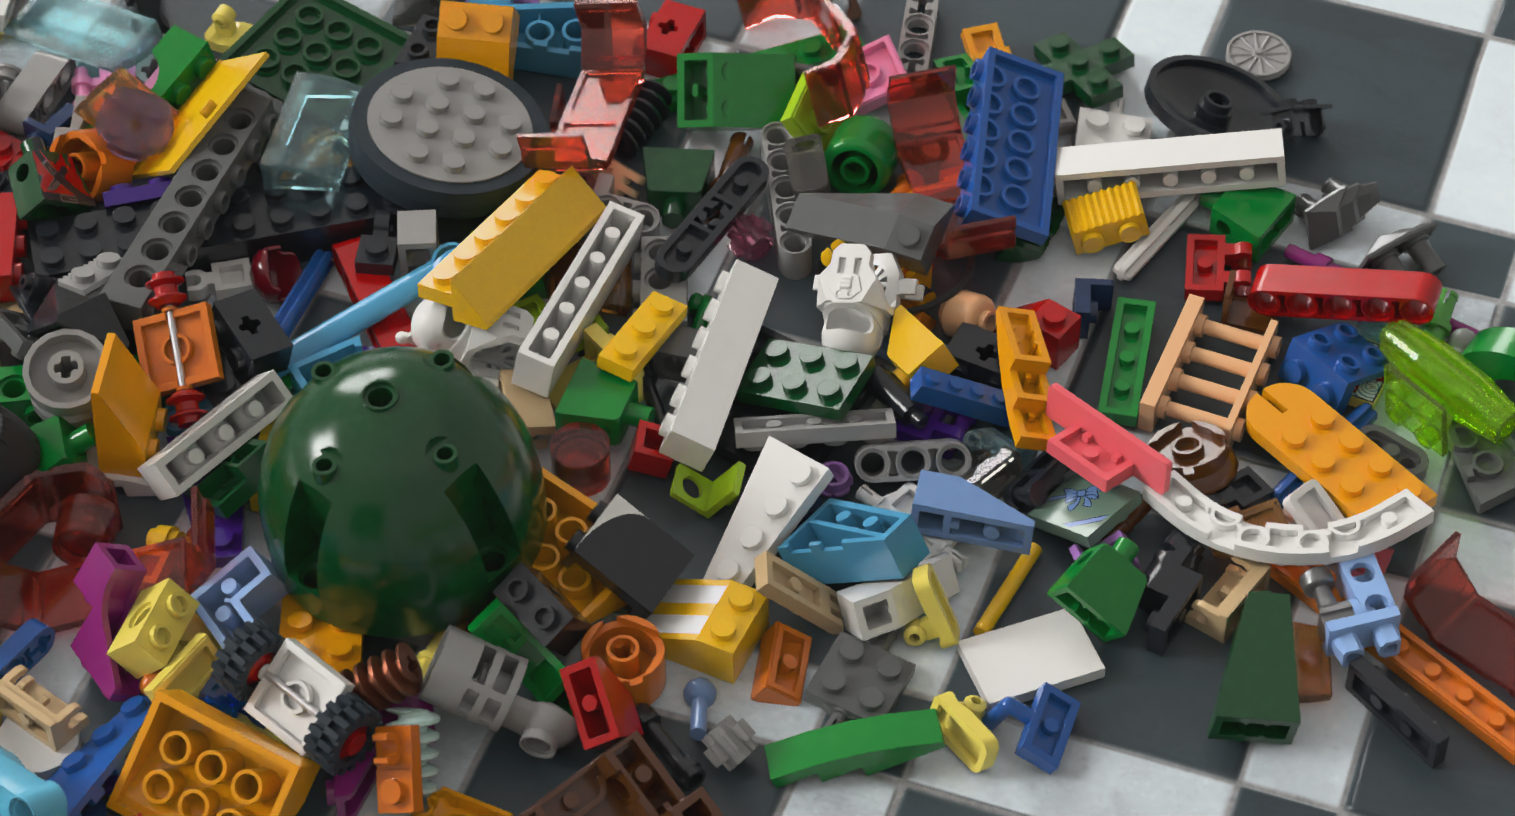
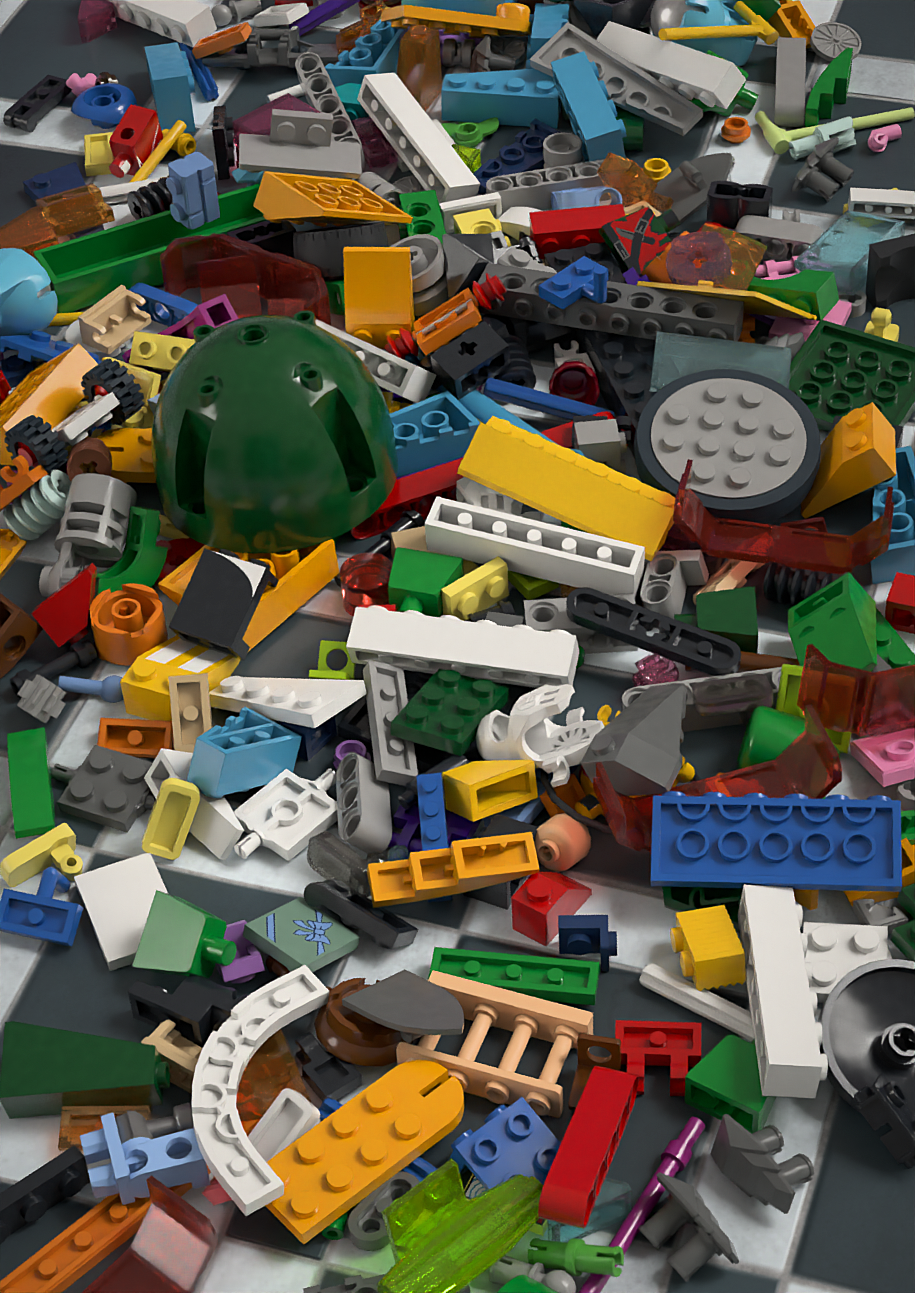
camera: 90 degrees right, 5 degrees down
(171, 219) = (575, 281): none -> blue plate
(542, 609) = (180, 547): black brick -> none
(641, 336) = (488, 591): yellow plate -> none
(964, 513) = (282, 832): medium blue slope -> none
(1007, 590) = (216, 891): yellow bar -> none
(1101, 448) = (346, 917): coral bracket -> none
(1195, 407) = (409, 1006): none -> dark grey shield

